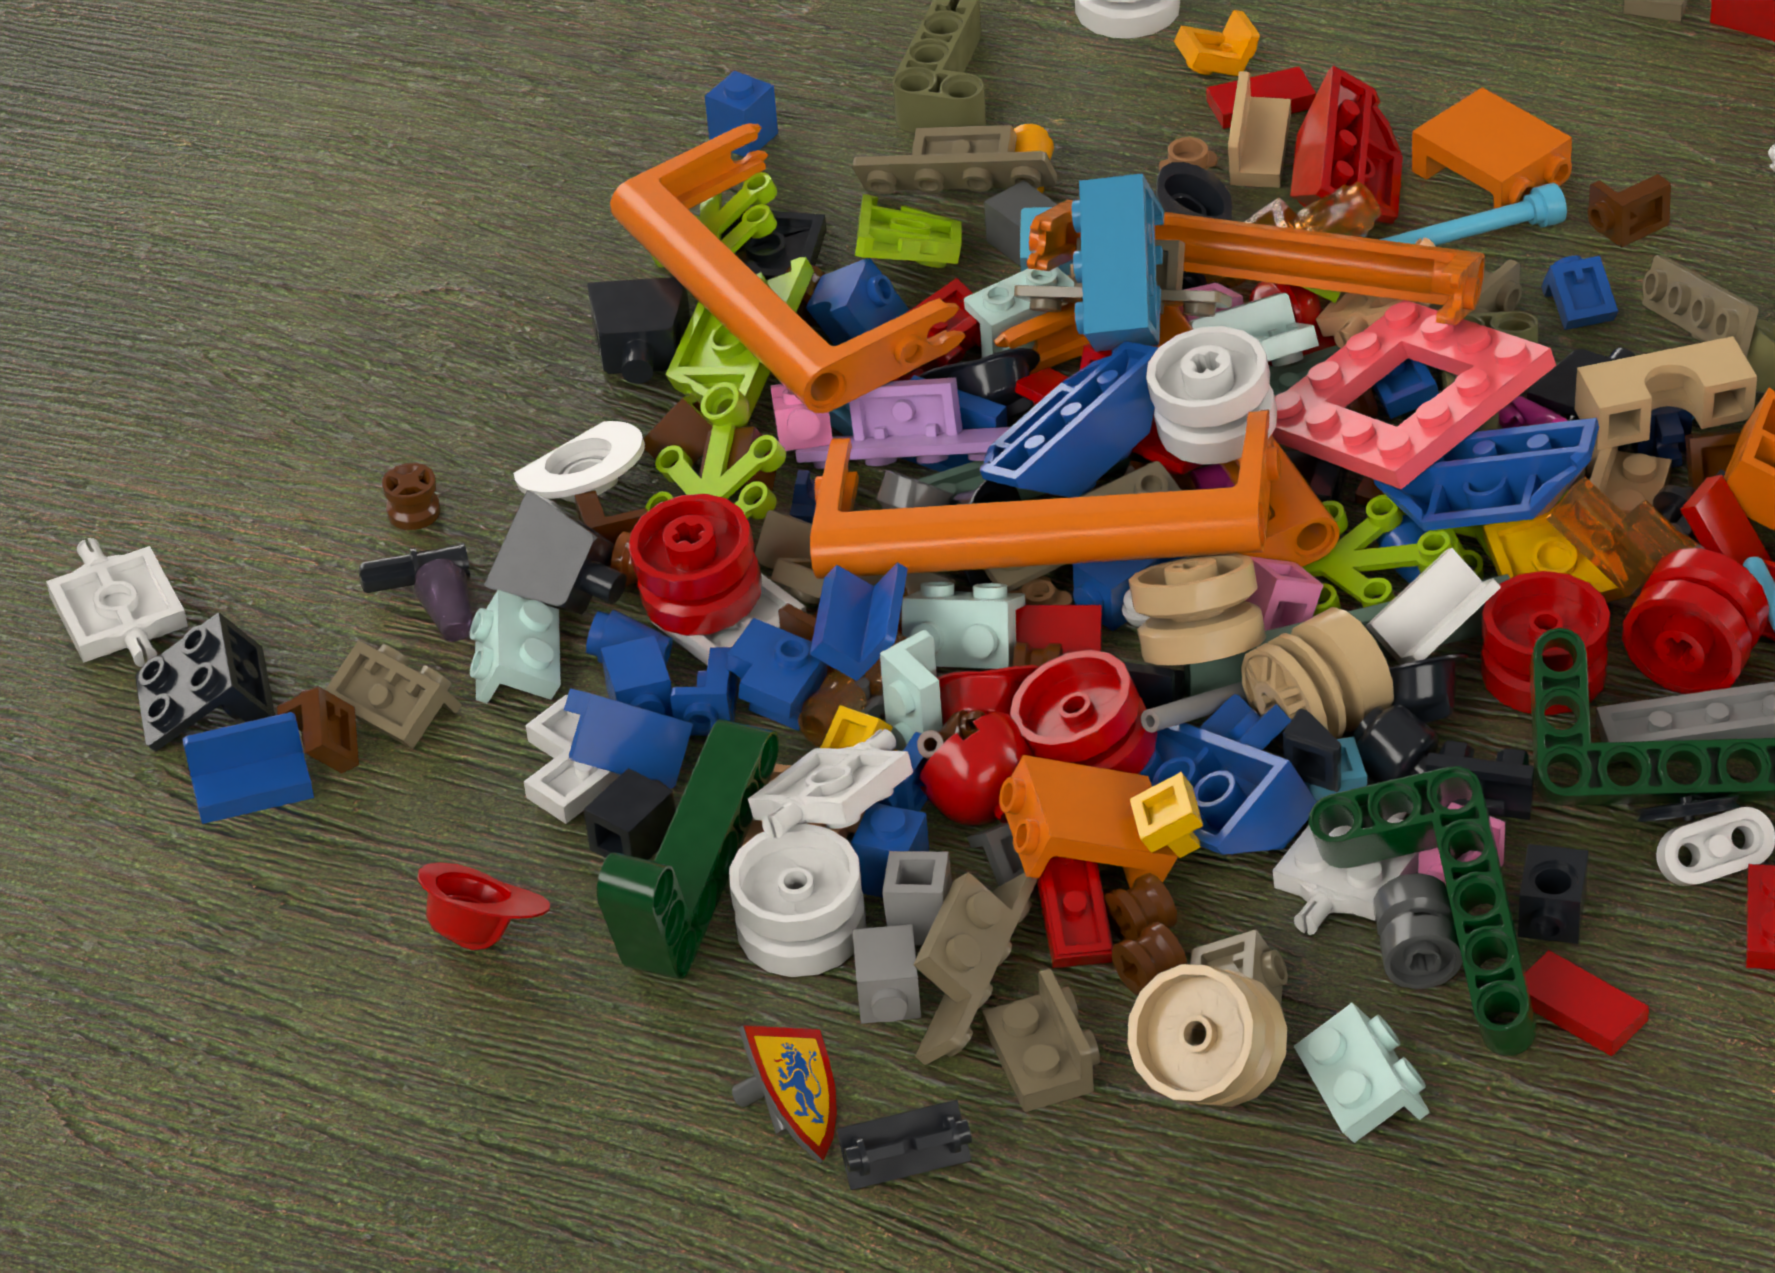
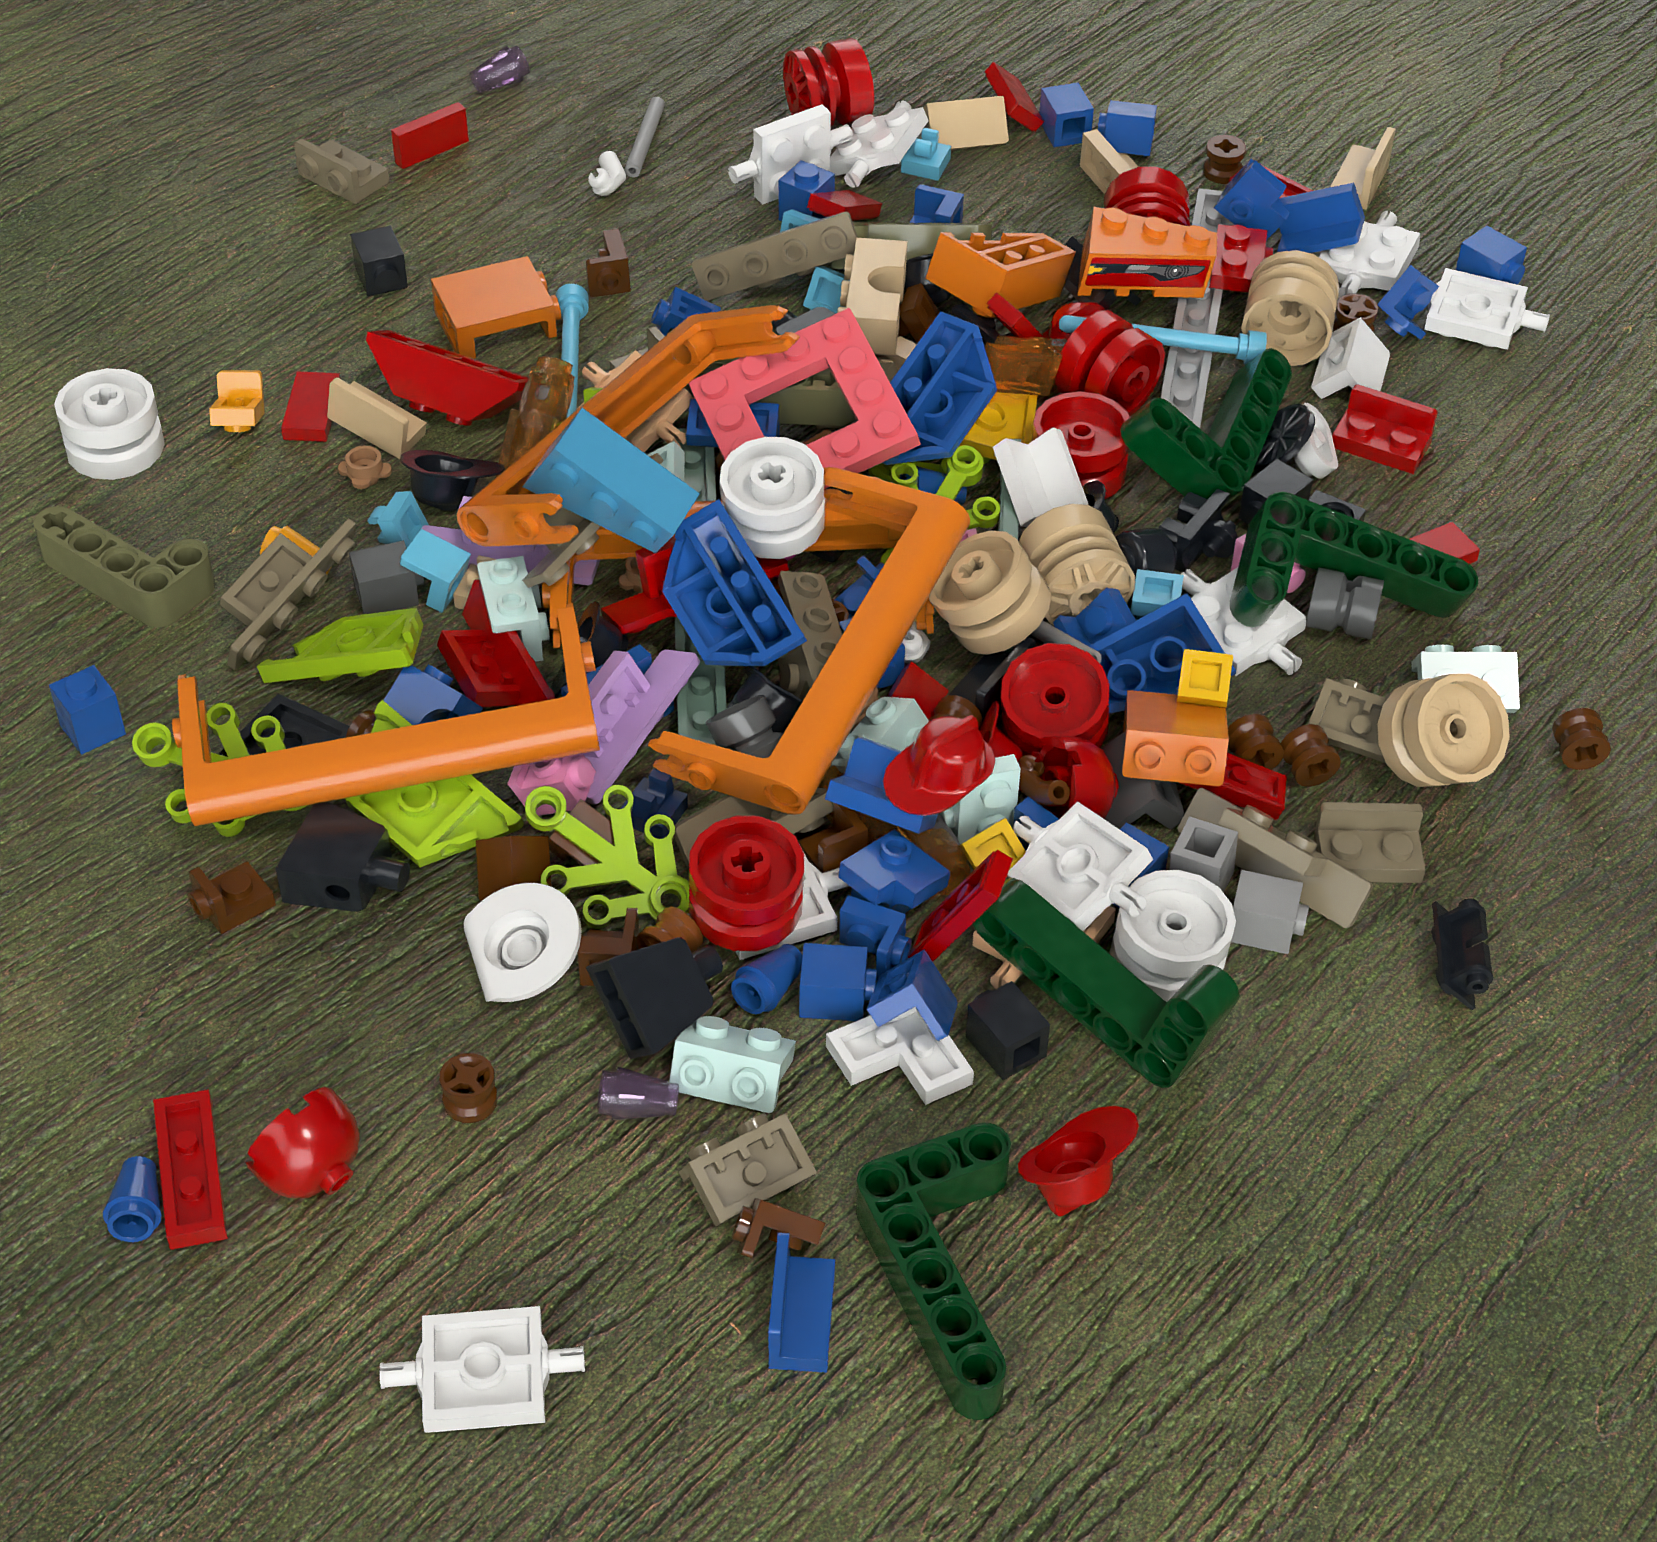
camera: 75 degrees left, 5 degrees up
(199, 673) = (651, 1326): black bracket -> none
(213, 351) = (134, 1202): none -> blue cone
(258, 370) = (189, 1169): none -> red plate
(292, 416) = (308, 1149): none -> red cylinder
(324, 832) = (926, 1259): none -> dark green beam
(401, 570) = (575, 1109): black axle -> none
(562, 281) = (230, 896): none -> reddish brown bracket
(723, 698) = (962, 906): none -> red tile
(795, 1081) = (1368, 1015): shield -> none
(886, 627) = (939, 766): none -> red piece
(1311, 1191) = (1581, 738): none -> reddish brown wheel
(1313, 751) = (1167, 581): black slope -> none
(1512, 53) = (379, 261): none -> black brick
(1582, 824) = (1272, 479): none -> brick

